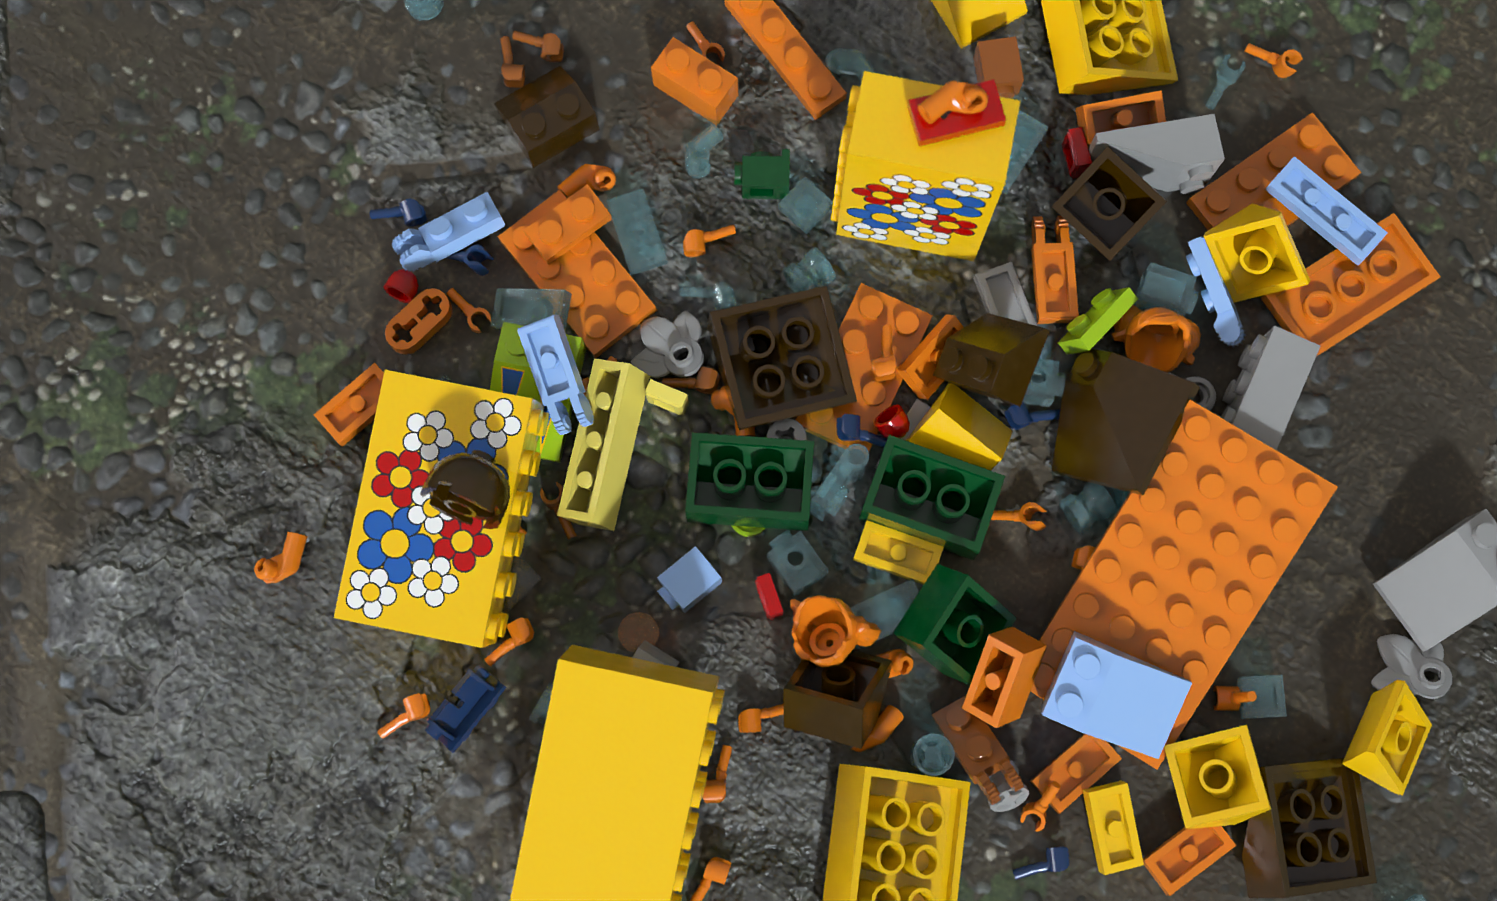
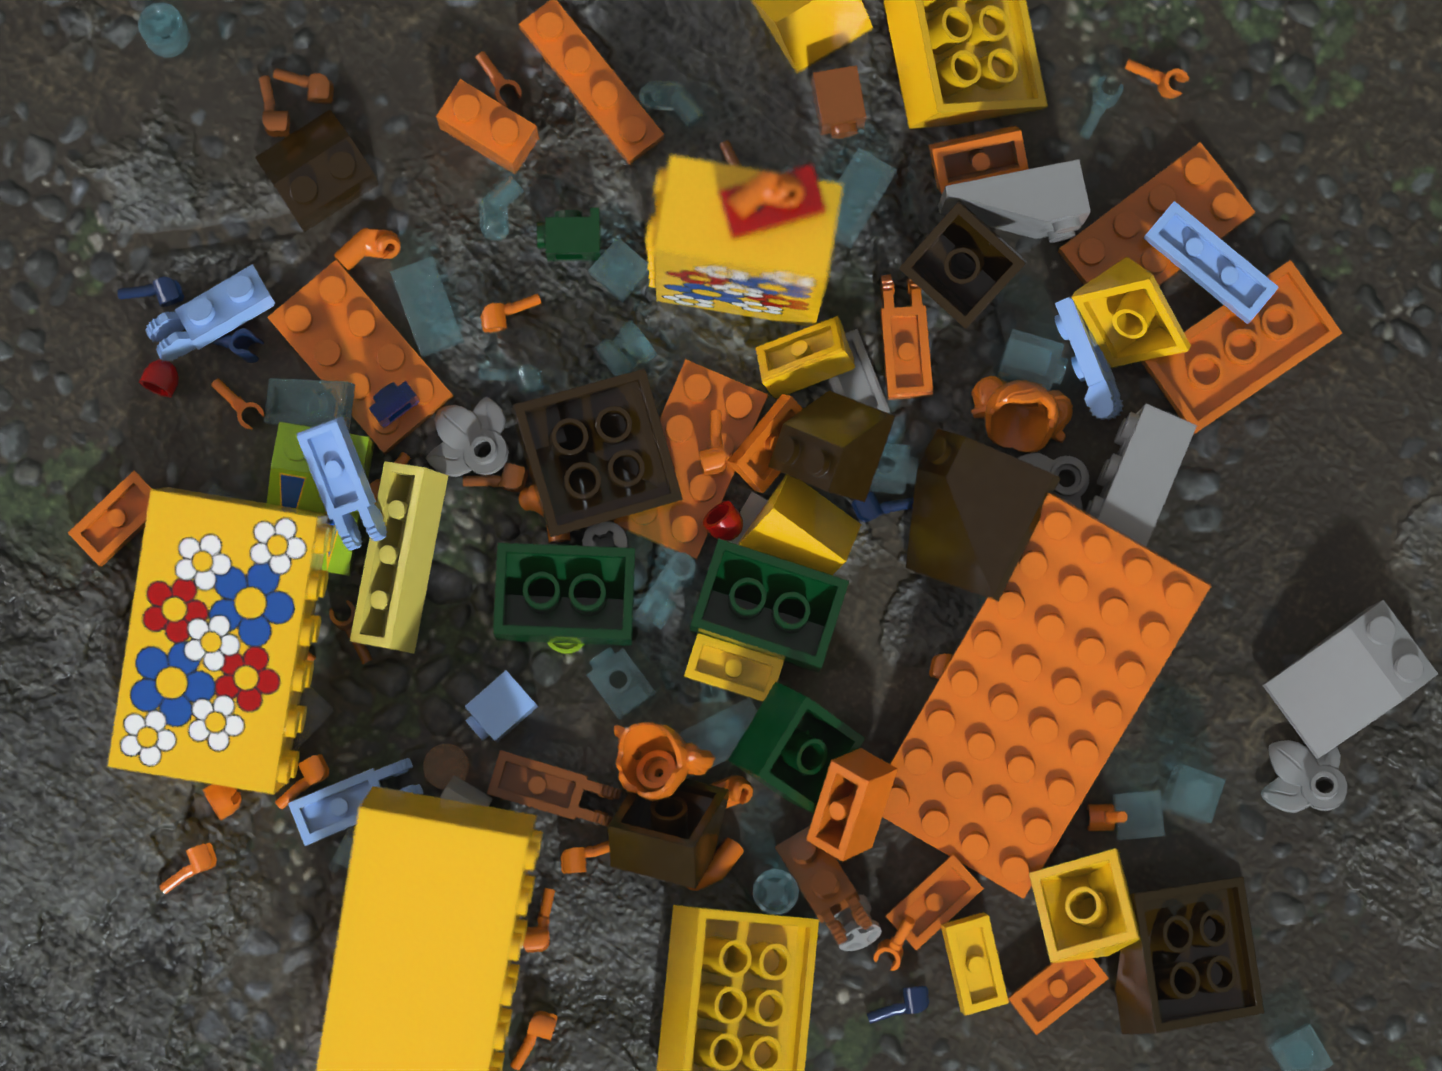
camera: 10 degrees left, 5 degrees up
(283, 564) = (44, 702): orange arm -> none
(412, 314) = (173, 411): orange beam -> none
(438, 654) = (223, 800): none -> orange hinge
(454, 723) = (269, 842): dark blue hinge -> none
(468, 488) = (252, 622): dark brown cylinder -> none
(537, 665) = (337, 805): none -> light blue hinge
(567, 224) = (347, 303): orange plate -> none
(604, 309) = (393, 402): none -> clear blue plate
(666, 397) = (468, 500): light yellow tile -> none
(729, 654) = (547, 788): none -> dark orange hinge
(768, 596) = (590, 722): red tile -> none
(849, 430) = (675, 531): dark blue hand -> none
(966, 284) = (805, 357): none -> yellow slope
(1023, 515) = (873, 621): orange hand -> none
(1076, 152) = (929, 199): red tile -> none
(1088, 507) = (945, 610): clear light blue wheel -> none
(1091, 327) = (945, 405): lime plate -> none
(1114, 696) = (973, 822): light blue slope -> none
(1312, 678) = (1192, 793): none -> clear light blue brick
(1389, 737) = (1278, 856): yellow slope -> none

